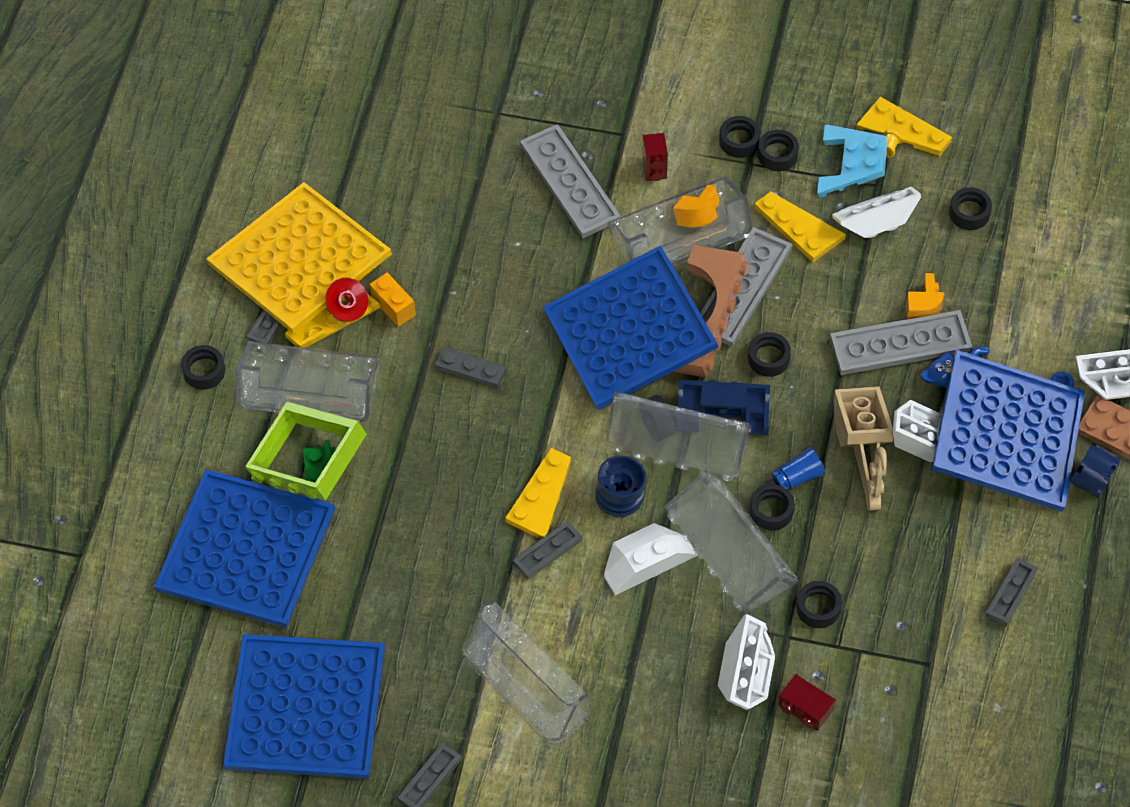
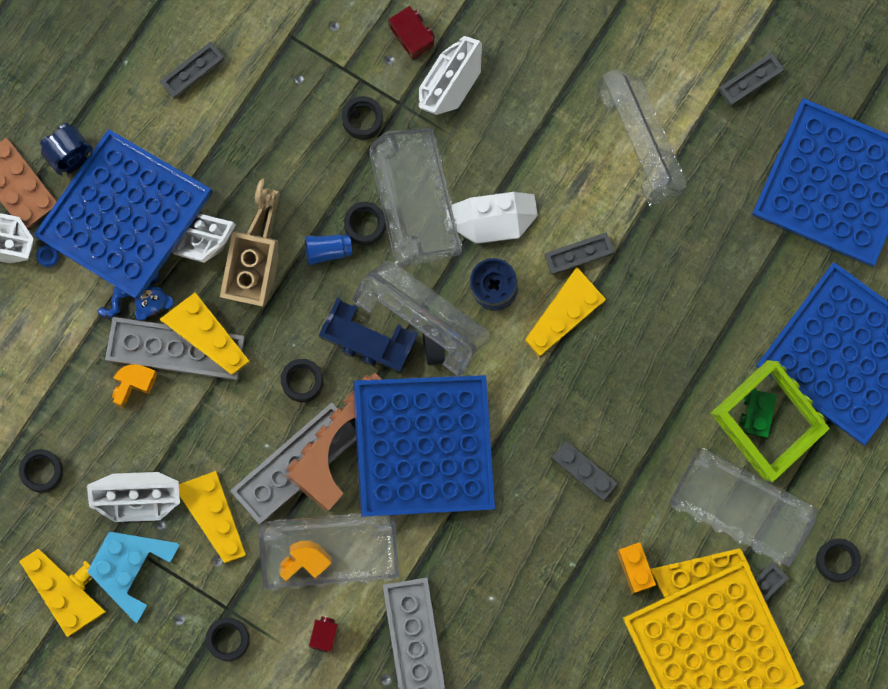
camera: 165 degrees left, 20 degrees up
(355, 295) = (681, 567): red dish -> none
(777, 163) = (186, 594): black tyre -> none
(884, 360) = (201, 329): none -> yellow wing

